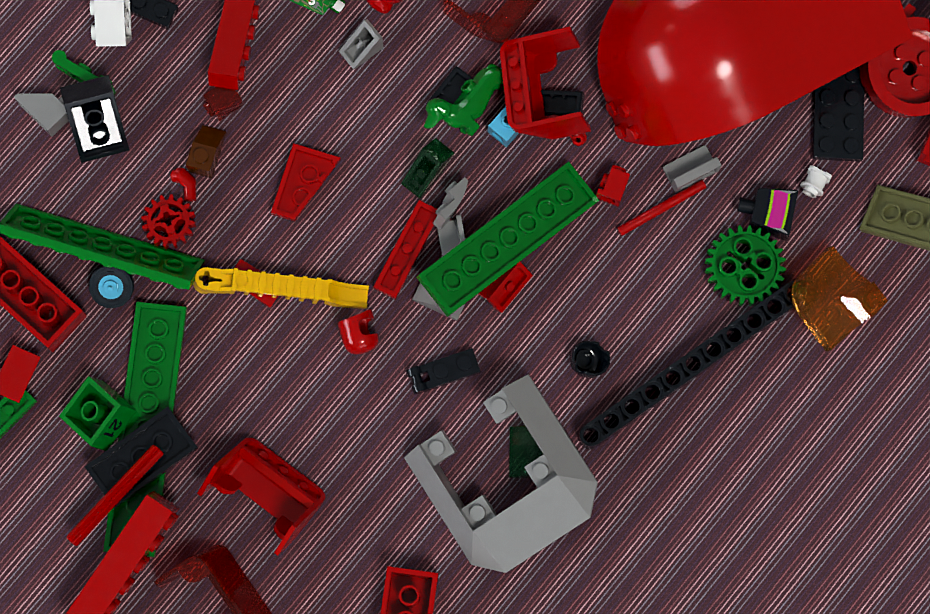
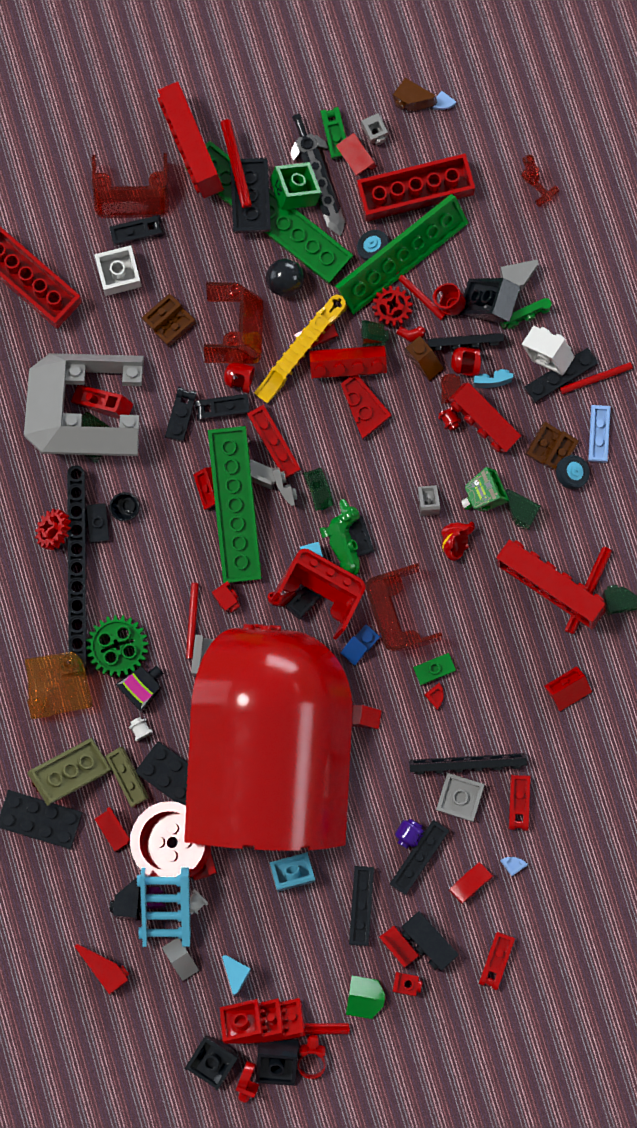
camera: 125 degrees right, 0 degrees up
(48, 424) = (310, 153): none -> sword
(121, 162) = (452, 300): none -> red helmet
(135, 200) = (422, 297): none -> red bar
(152, 115) = (472, 340): none -> black plate
(178, 58) = (499, 378): none -> medium azure slope
(180, 105) = (466, 361): none -> red helmet
(213, 356) = (284, 277): none -> black piece
(216, 219) = (373, 334): none -> clear green slope
(256, 79) = (450, 419): none -> red brick
(265, 225) = (348, 361): none -> red brick
(265, 563) = (136, 230): none -> black plate
(270, 484) = (182, 265): red windscreen -> none
(321, 340) = (240, 346): none -> clear red windscreen
(327, 548) = (118, 270): none -> white brick
(344, 457) = (169, 320): none -> reddish brown slope
(405, 330) = (222, 407): none -> black plate
(489, 464) = (102, 401): none -> red slope
(561, 16) = (360, 645): none -> blue slope
(625, 379) = (97, 523): none -> black plate
(657, 421) = (52, 529): none -> red gear
(873, 163) = (127, 776): none -> olive tile

